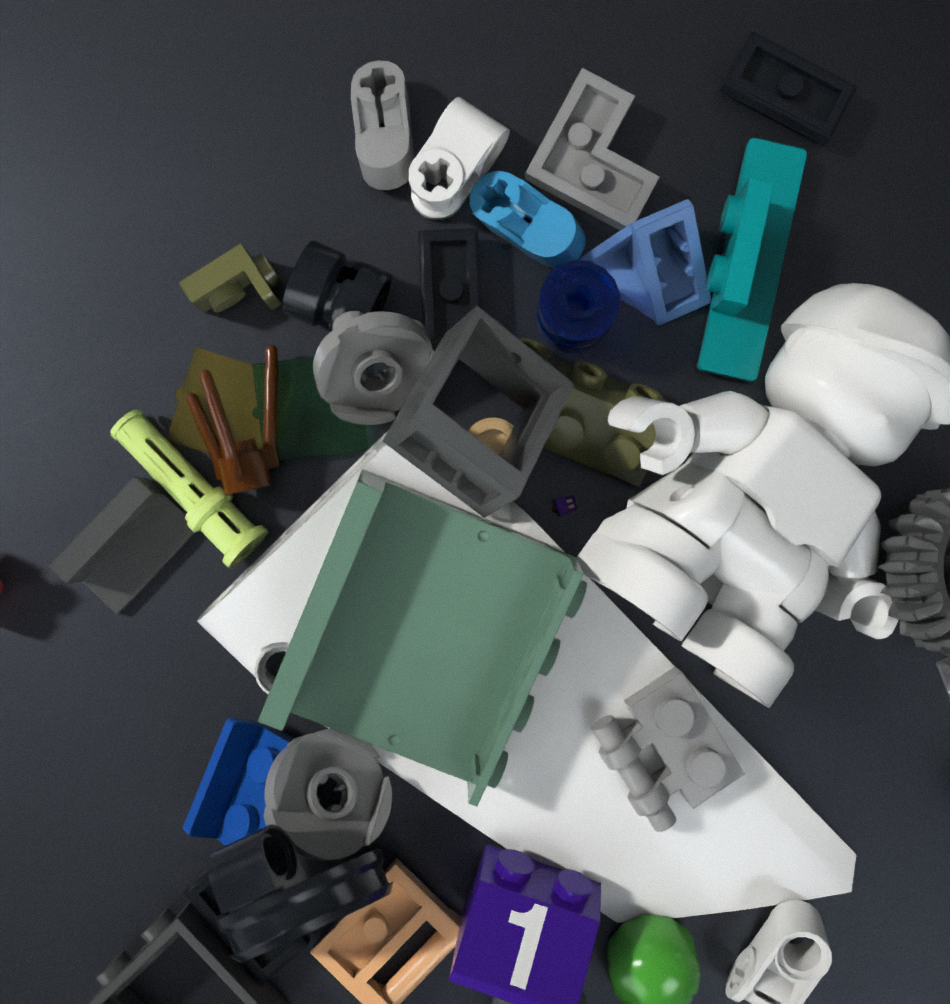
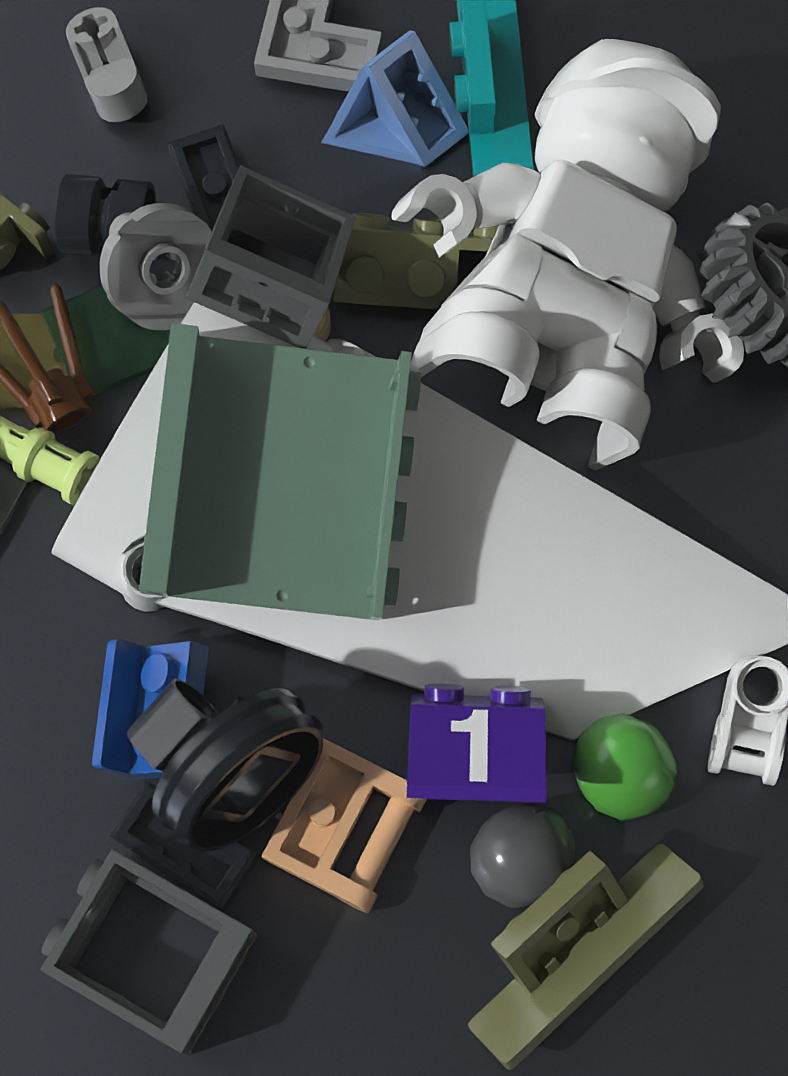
camera: 15 degrees left, 15 degrees down
(294, 802) = (234, 631): light grey plate -> none
(458, 151) = (183, 75): white piece -> none
(504, 203) = (269, 105): dark azure piece -> none
(564, 505) = (389, 352): dark purple piece -> none
(577, 306) = (339, 160): clear blue wheel -> none
(683, 738) = (570, 515): light grey plate -> none

